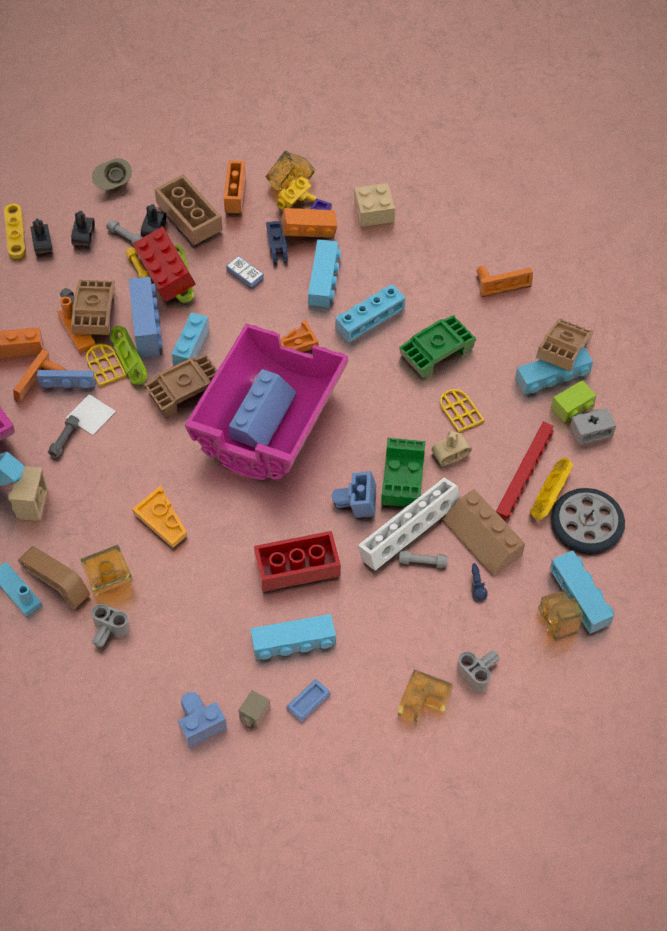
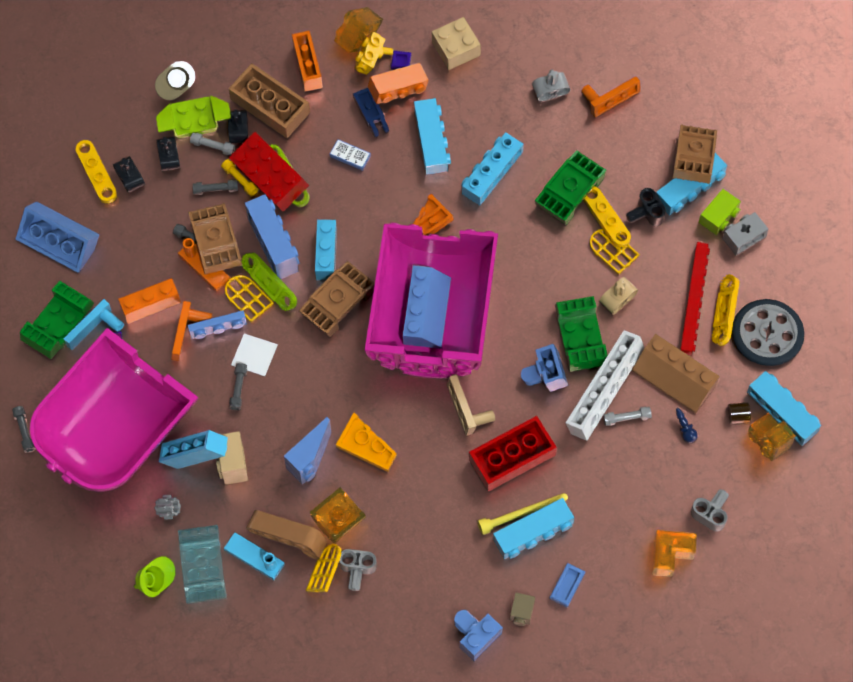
camera: 15 degrees left, 10 degrees up
(78, 614) = (330, 576): none -> yellow window
(98, 266) = (198, 188): none -> dark grey bar
(103, 507) = (306, 455): none -> medium blue slope
(115, 207) = (193, 116): none -> lime piece
(250, 621) = (486, 525): none -> light yellow piece
(266, 521) = (466, 418): none -> tan piece
(449, 258) = (551, 86): none -> light grey beam
(463, 380) = (607, 218): none -> yellow plate
(507, 381) = (647, 208): none -> black beam
(535, 585) = (739, 413): none -> dark brown brick

